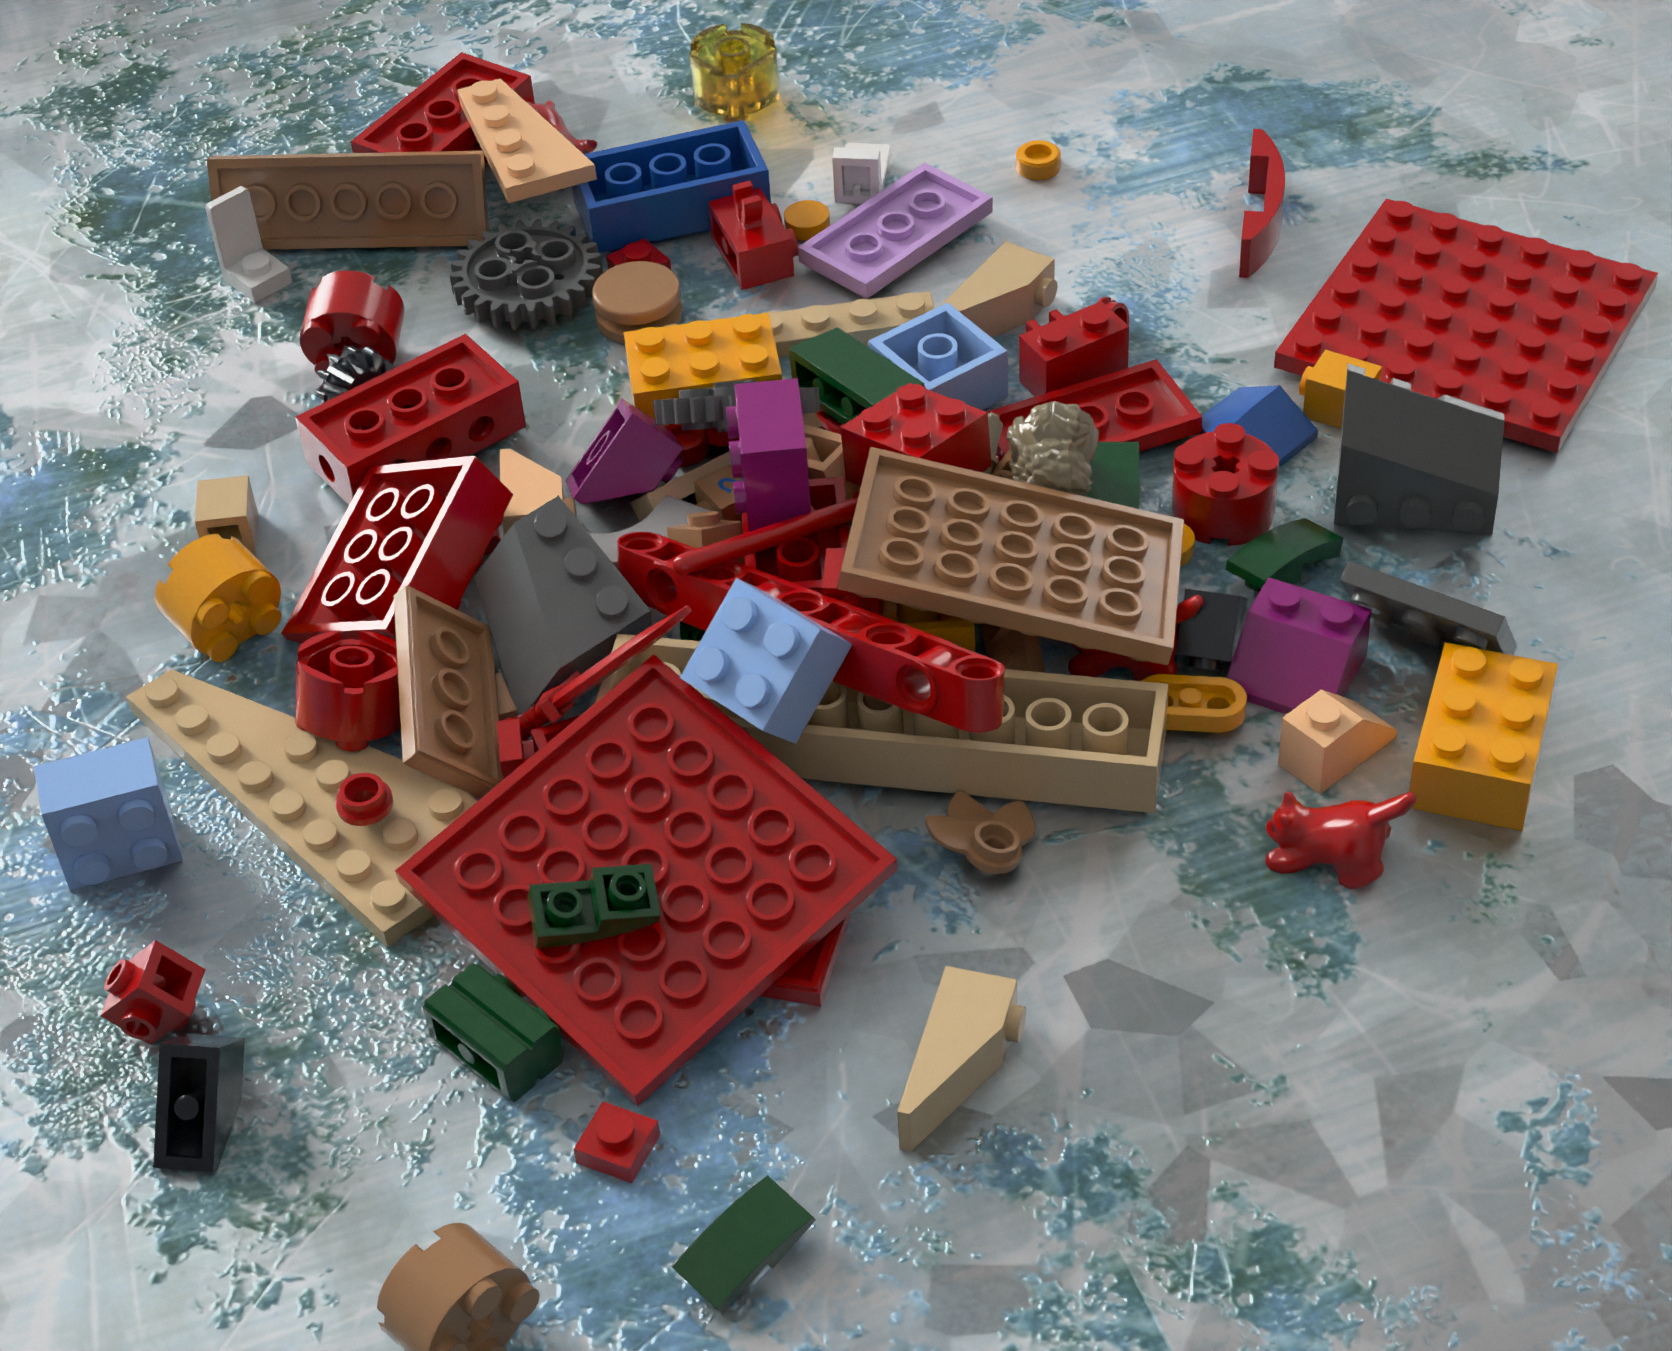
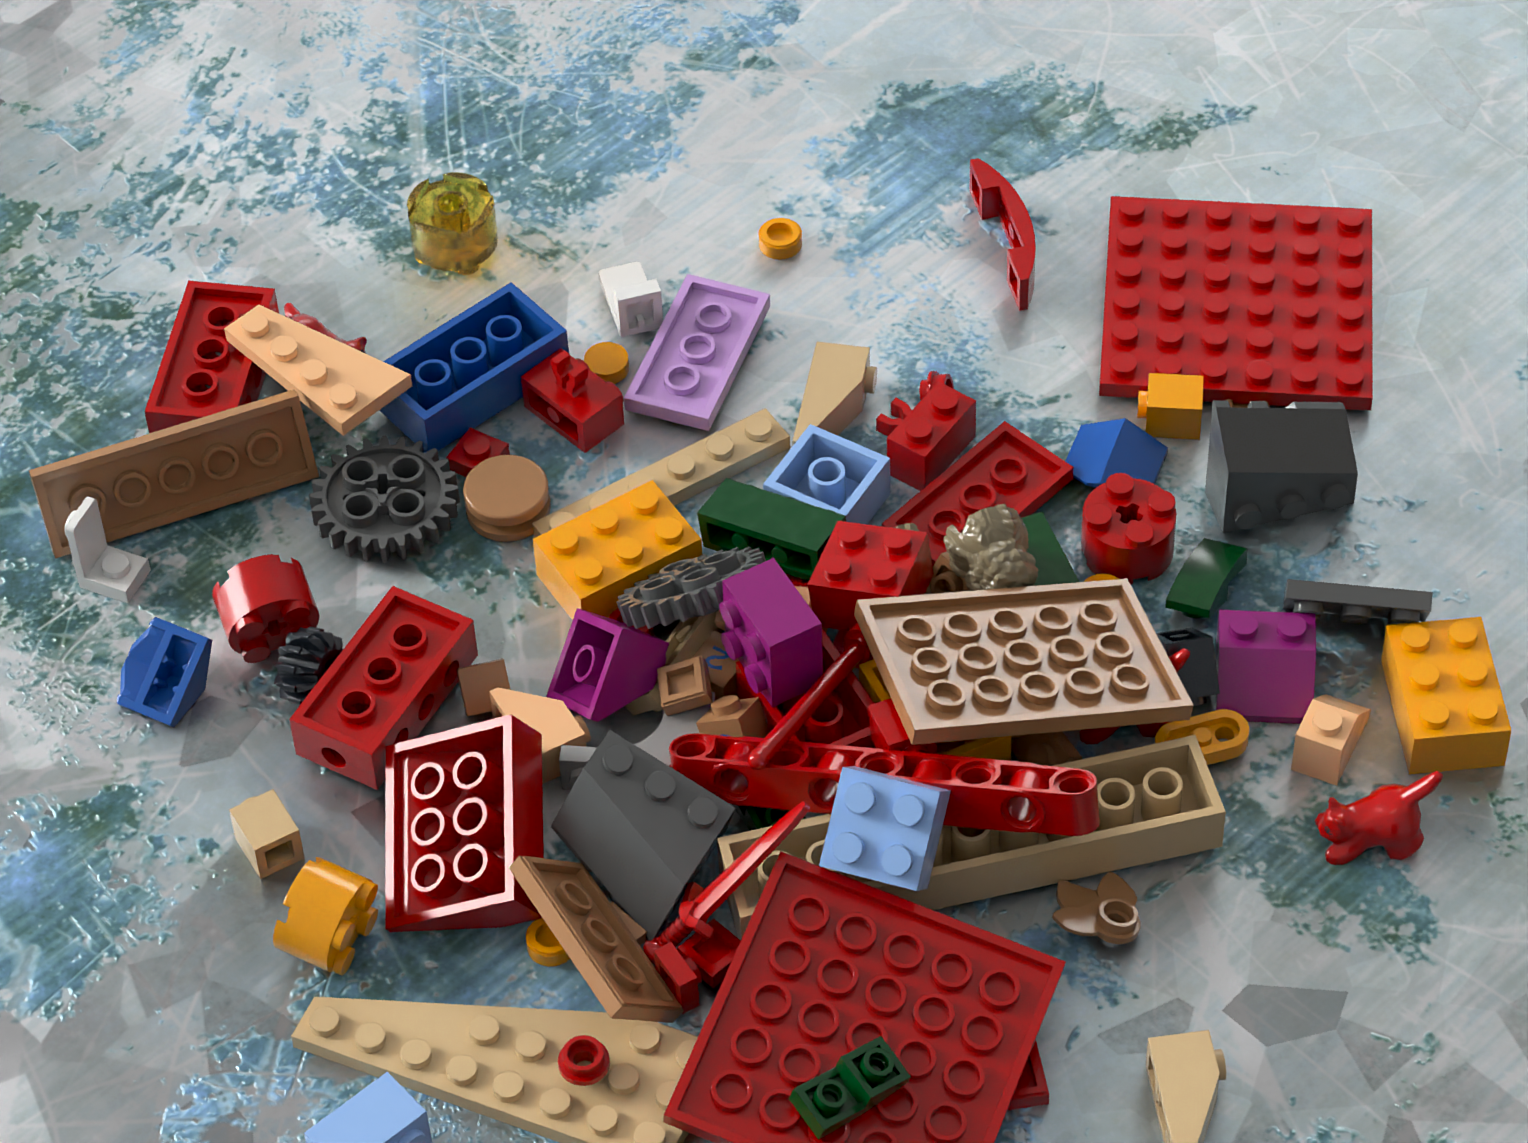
camera: 25 degrees left, 5 degrees up
(238, 363) = (165, 672): none -> blue slope
(348, 688) = (505, 962): red brick -> none
(506, 437) = (476, 683): none -> medium nougat tile
(678, 492) = (684, 685): none -> medium nougat tile

